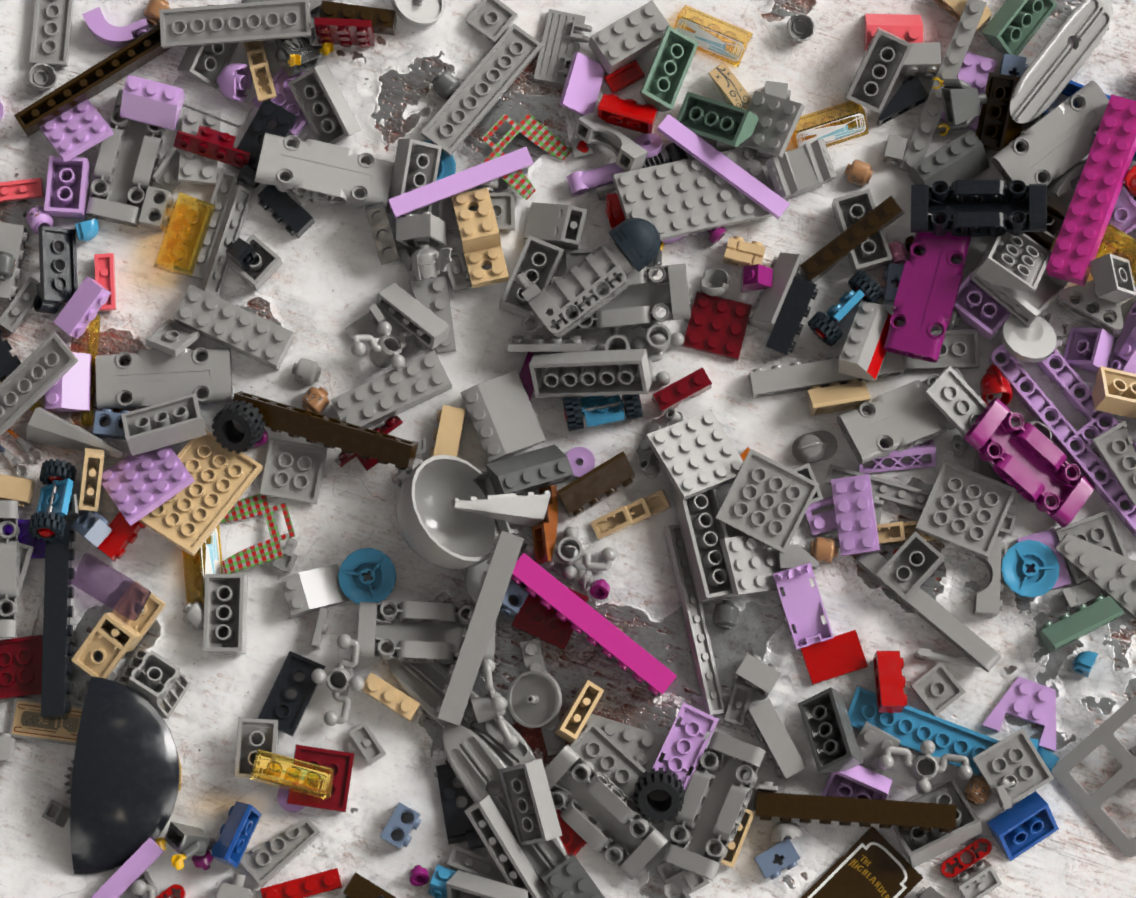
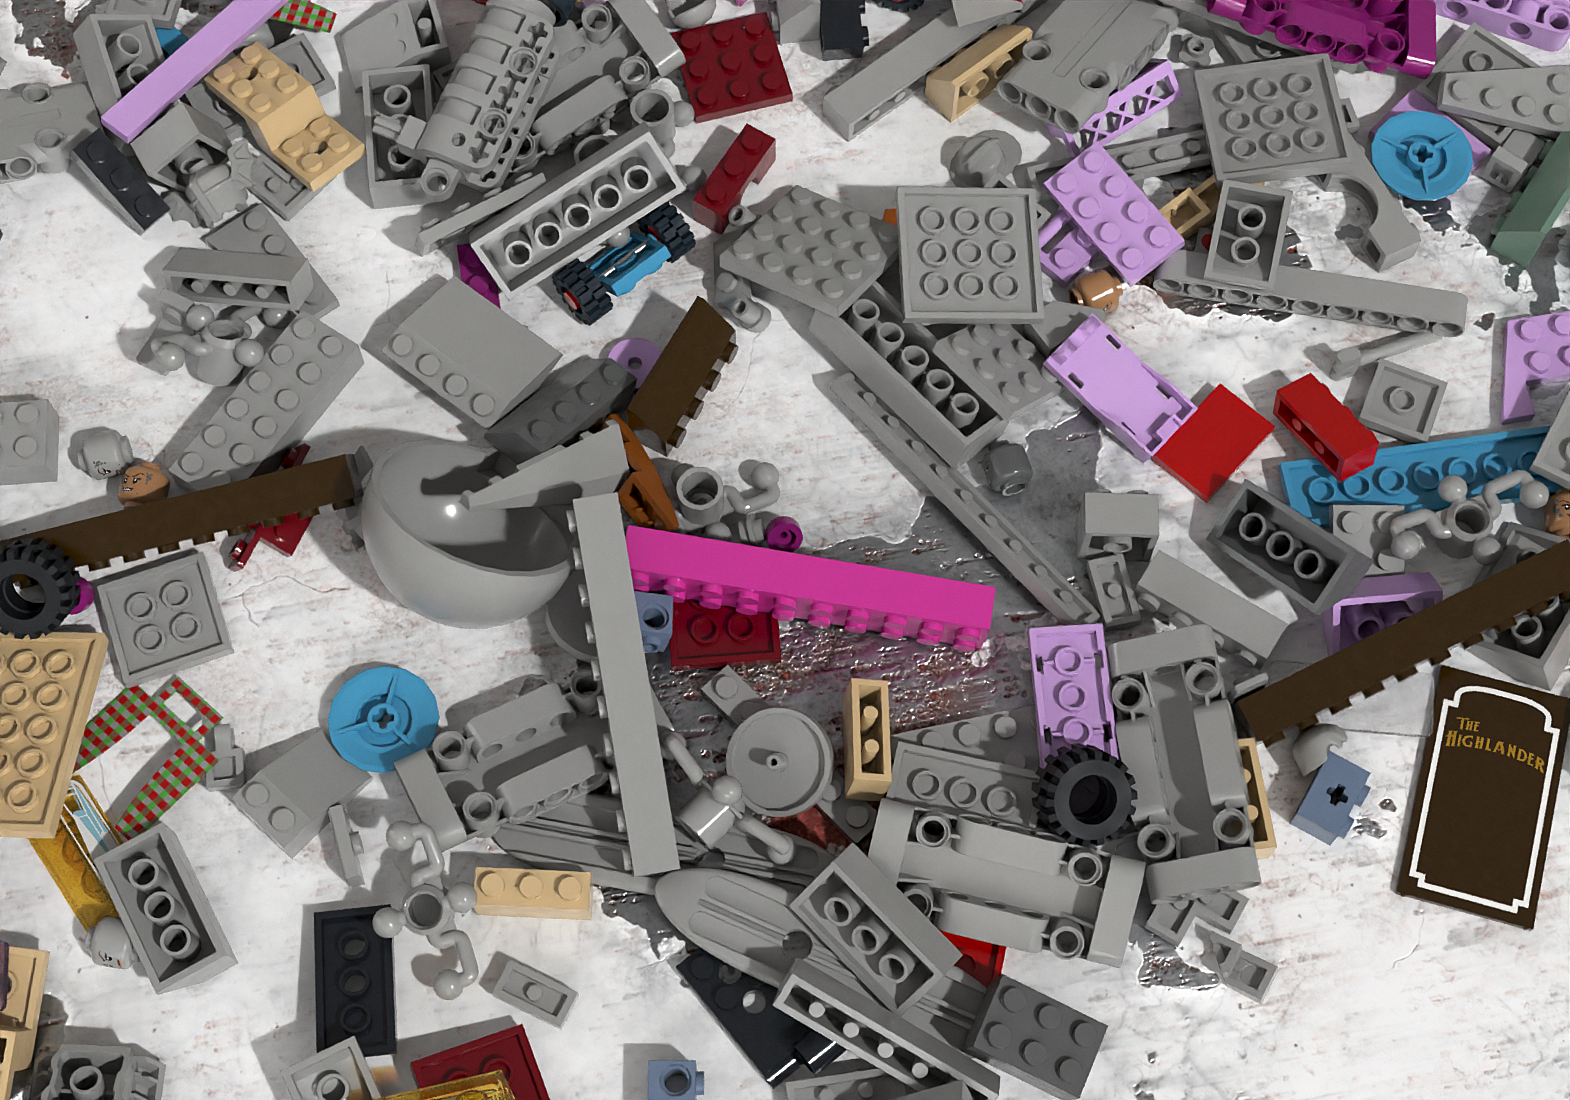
camera: 30 degrees left, 10 degrees down
(449, 432) = (393, 412): tan brick -> none
(630, 514) = (763, 399): tan slope -> none

